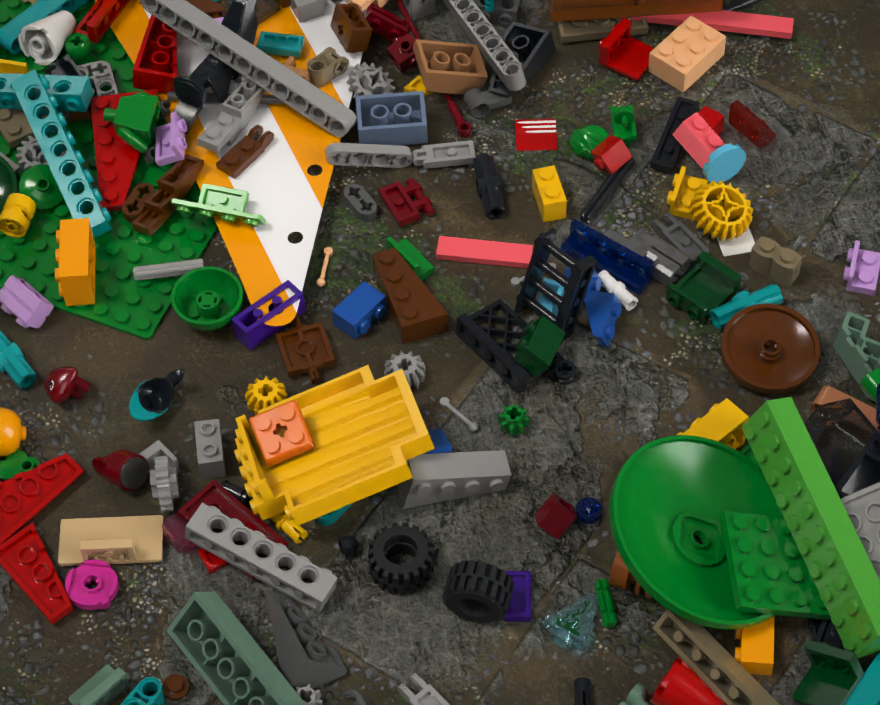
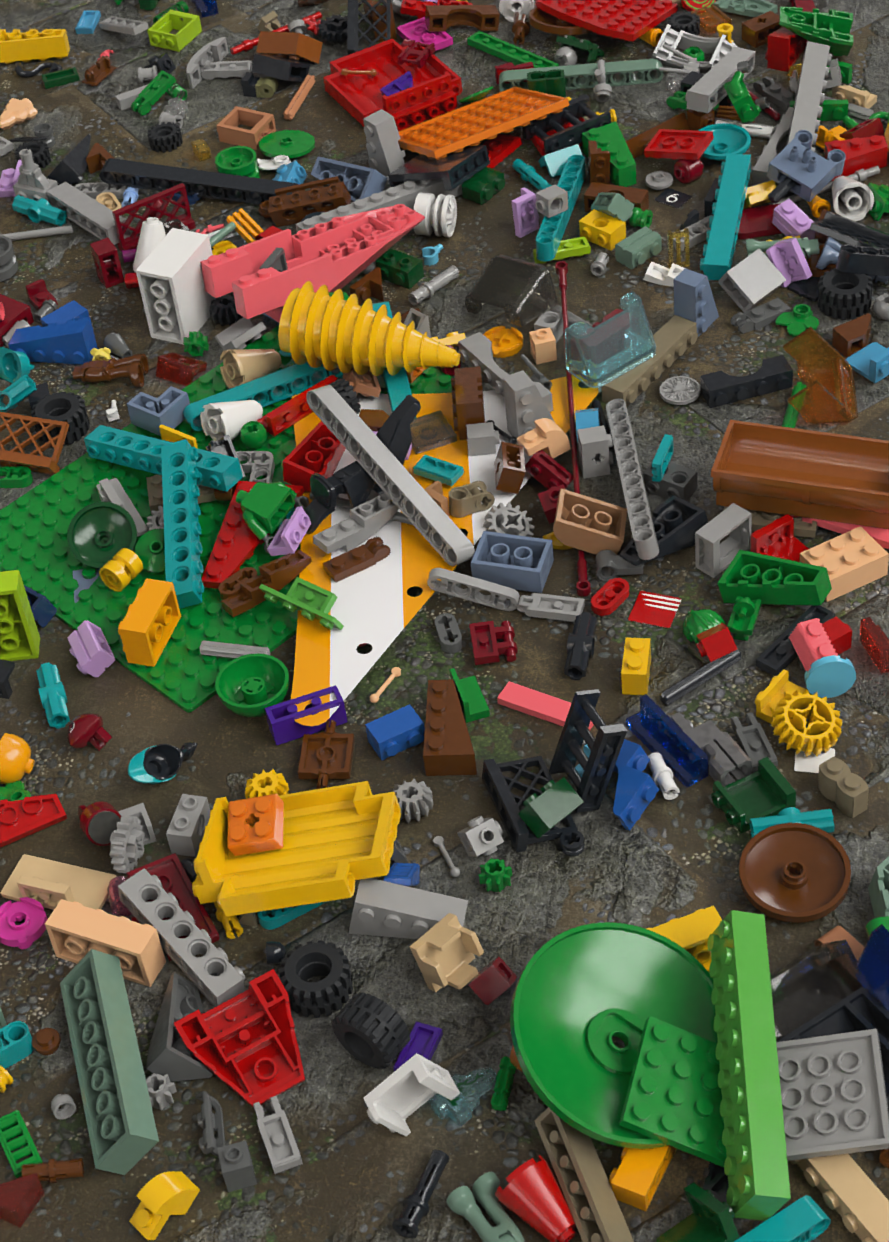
camera: 25 degrees right, 10 degrees down
(174, 577) = (79, 929): none -> light nougat brick
(368, 631) = (248, 1040): none -> red wedge
(485, 388) = (481, 836): none -> light grey brick
(491, 137) = (610, 597): none -> red plate
(507, 503) = (446, 954): none -> tan panel
(537, 635) = (407, 1091): none -> white panel
(575, 55) = (714, 556): none -> light grey window
(637, 84) = (774, 580): none -> green wedge

